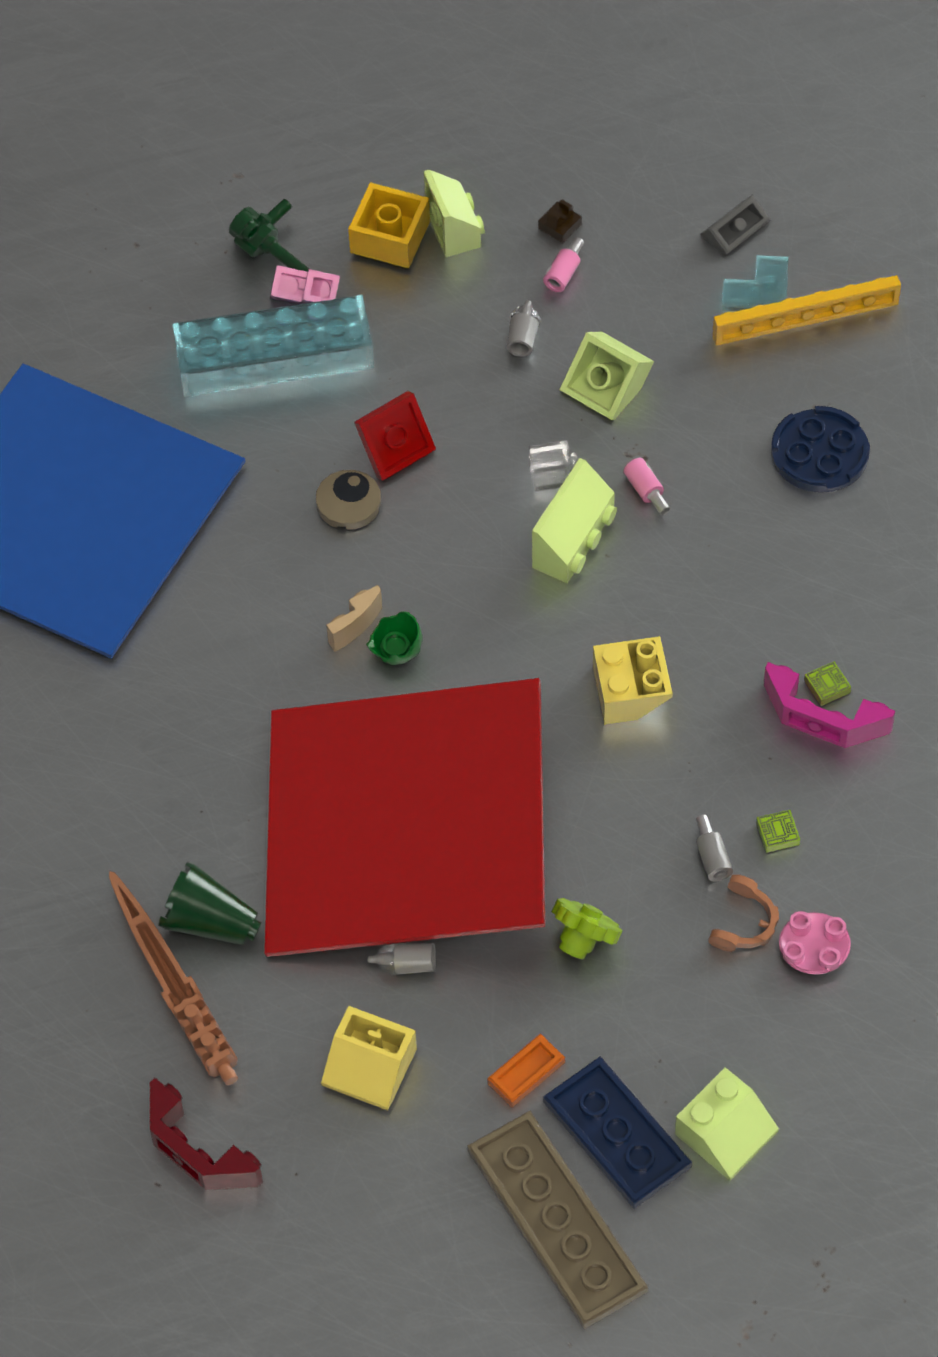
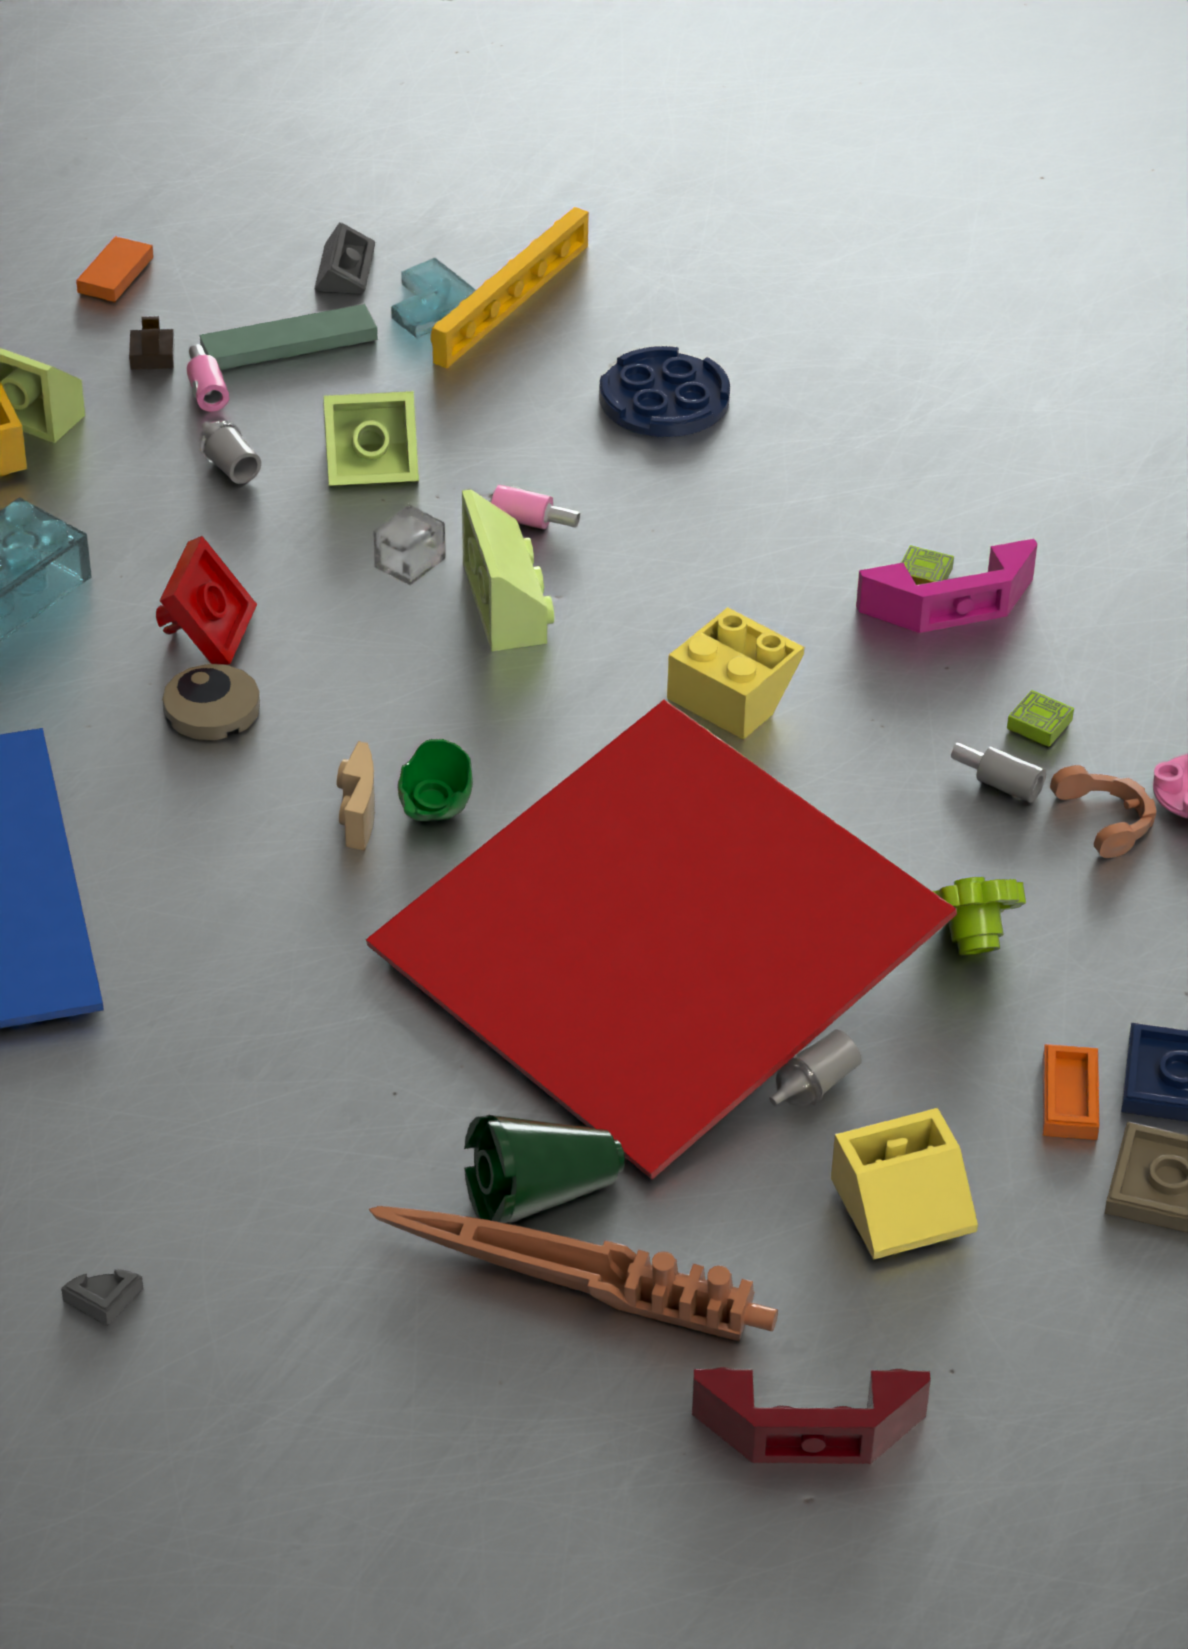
camera: 45 degrees left, 15 degrees down
(598, 145) = (114, 269): none -> orange tile
(644, 263) = (290, 337): none -> sand green tile

